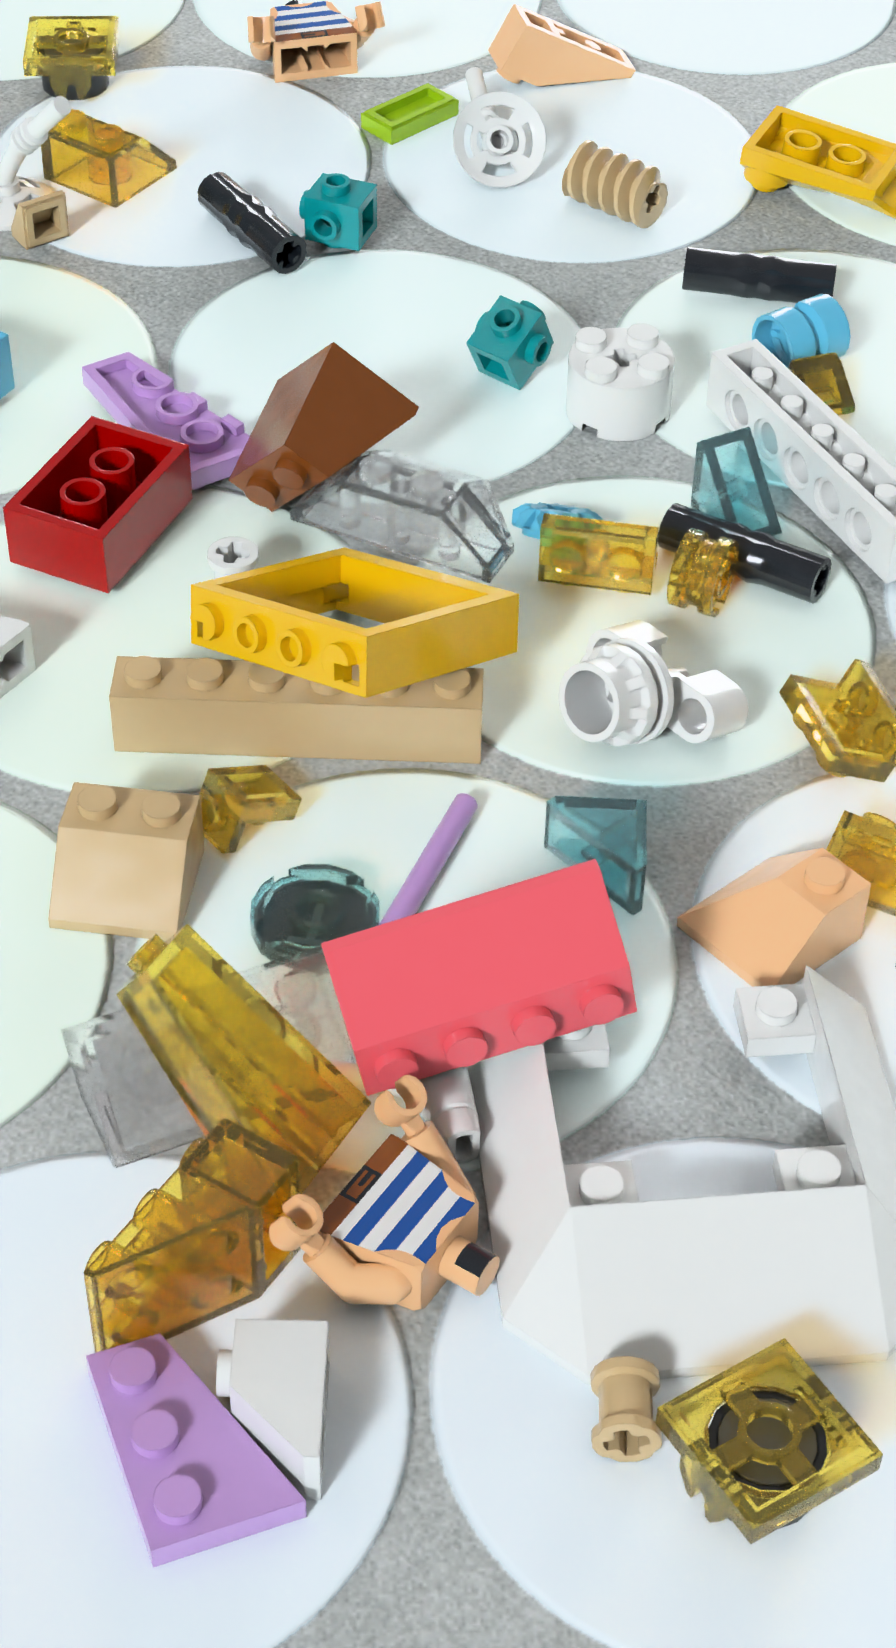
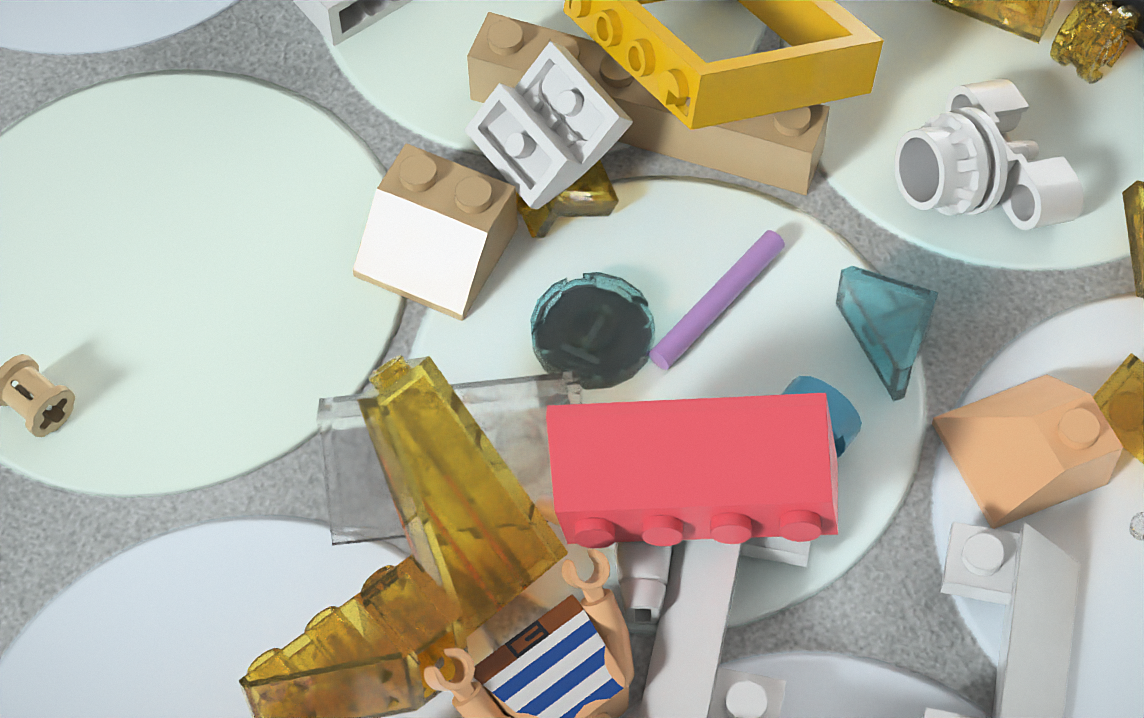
camera: 20 degrees right, 15 degrees up
(215, 736) = (548, 126): none -> white slope

